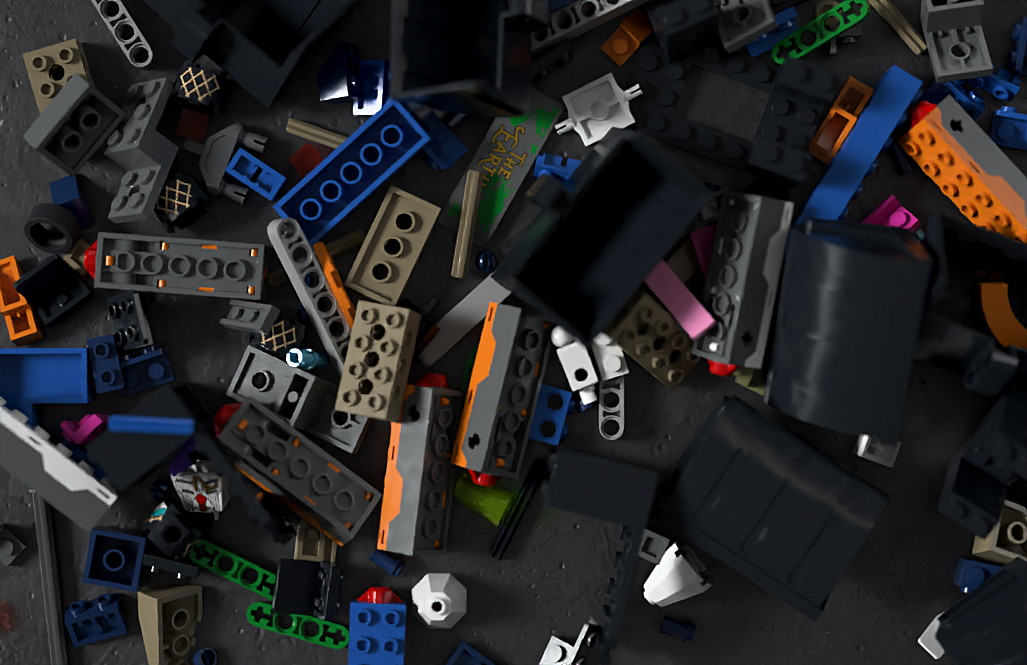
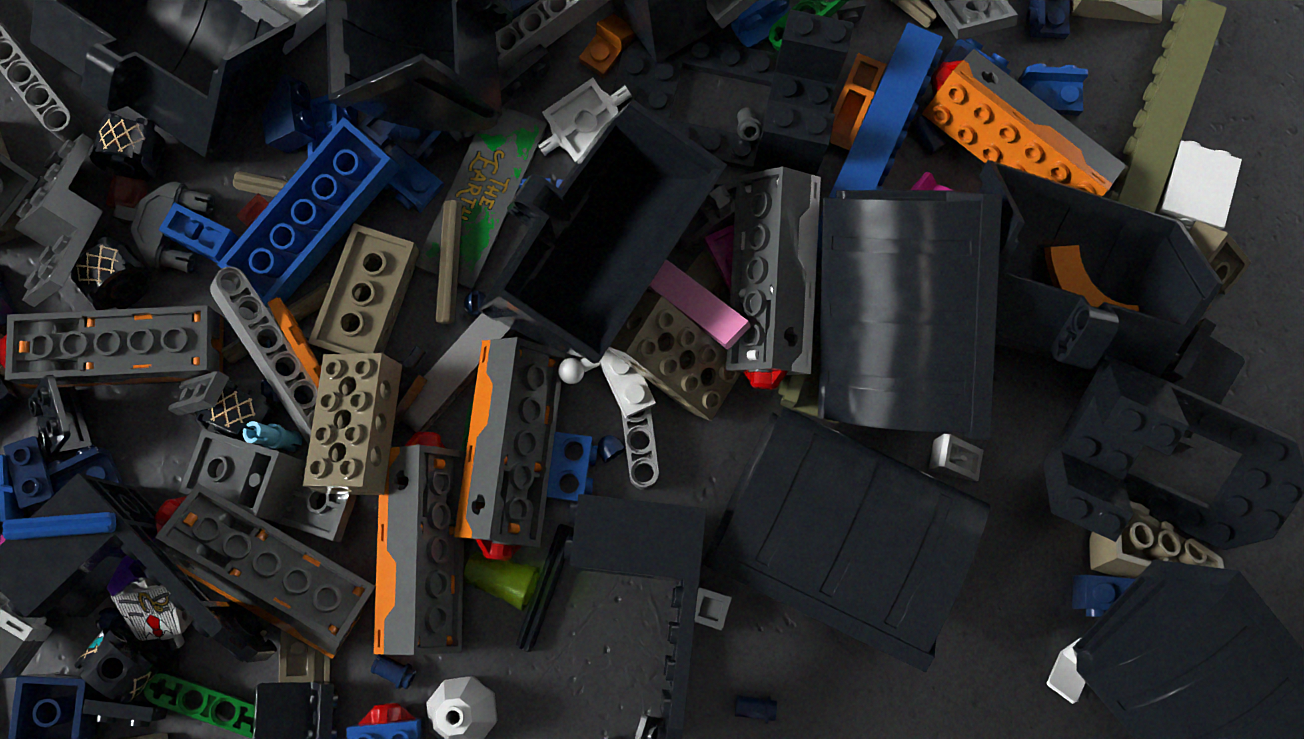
camera: 10 degrees left, 10 degrees down
(574, 358) = (593, 398): white torso -> none
(676, 576) = (745, 643): white cone -> none
(742, 134) = (749, 126): none -> dark grey pin
(1002, 85) = (1015, 45): blue hinge -> none

